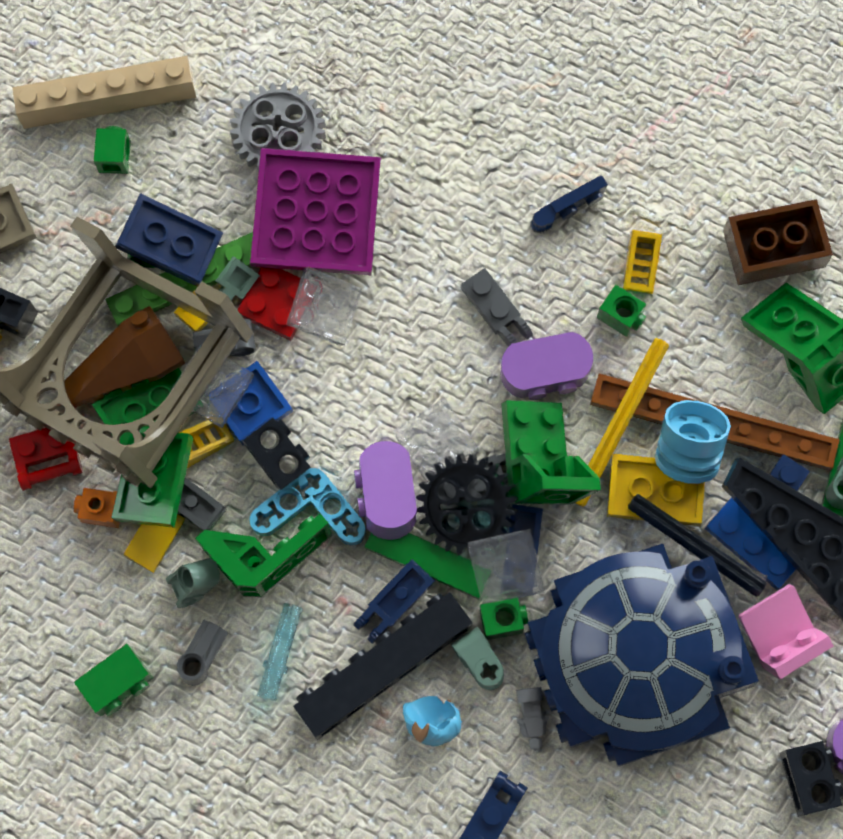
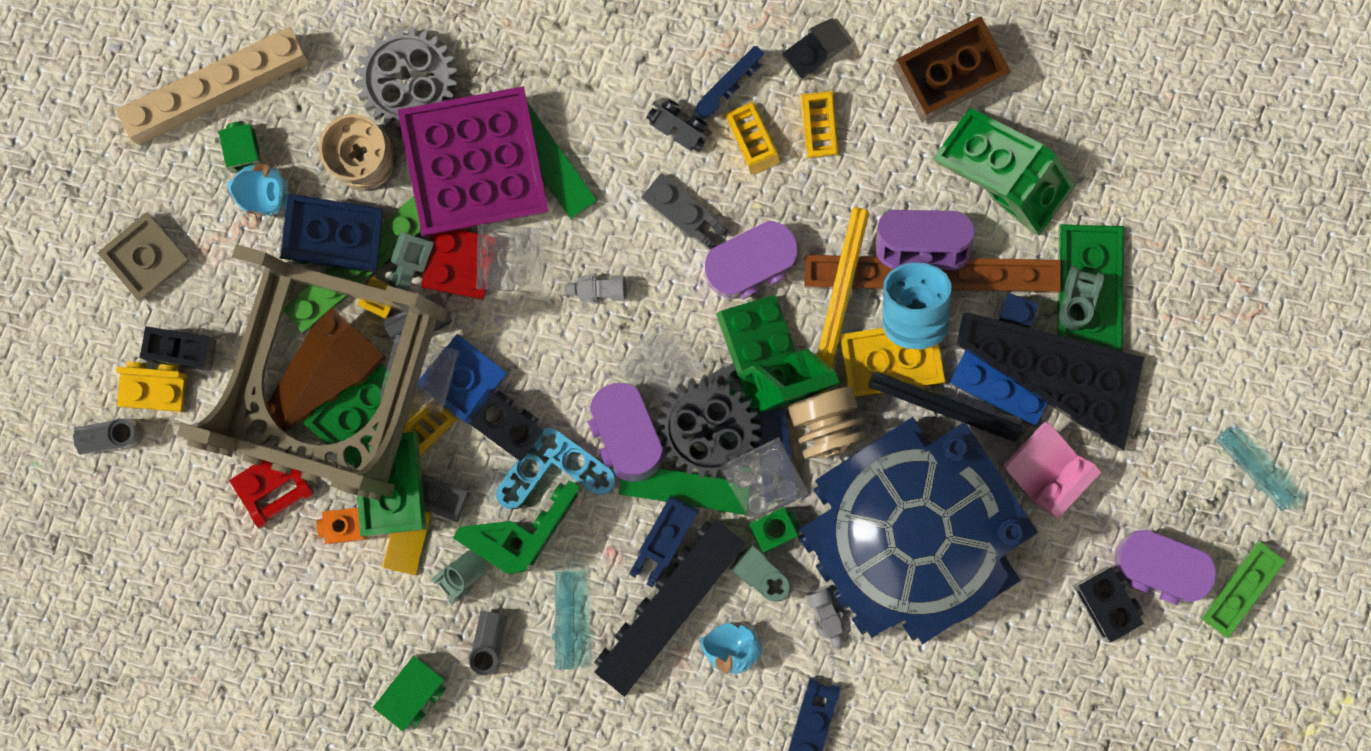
camera: 20 degrees left, 10 degrees up
(116, 188) = (259, 189): none -> medium azure hair
(213, 163) = (341, 147): none -> tan wheel
(391, 244) = (558, 171): none -> green tile
(391, 354) = (589, 288): none -> light grey piece
(522, 236) = (690, 128): none -> black hinge
(577, 278) = (758, 157): none -> yellow slope
(580, 523) = (828, 422): none -> tan wheel
(618, 299) = (806, 170): green brick -> none
(656, 196) = (815, 48): none -> black slope
(716, 382) = (924, 237): none -> medium lavender brick

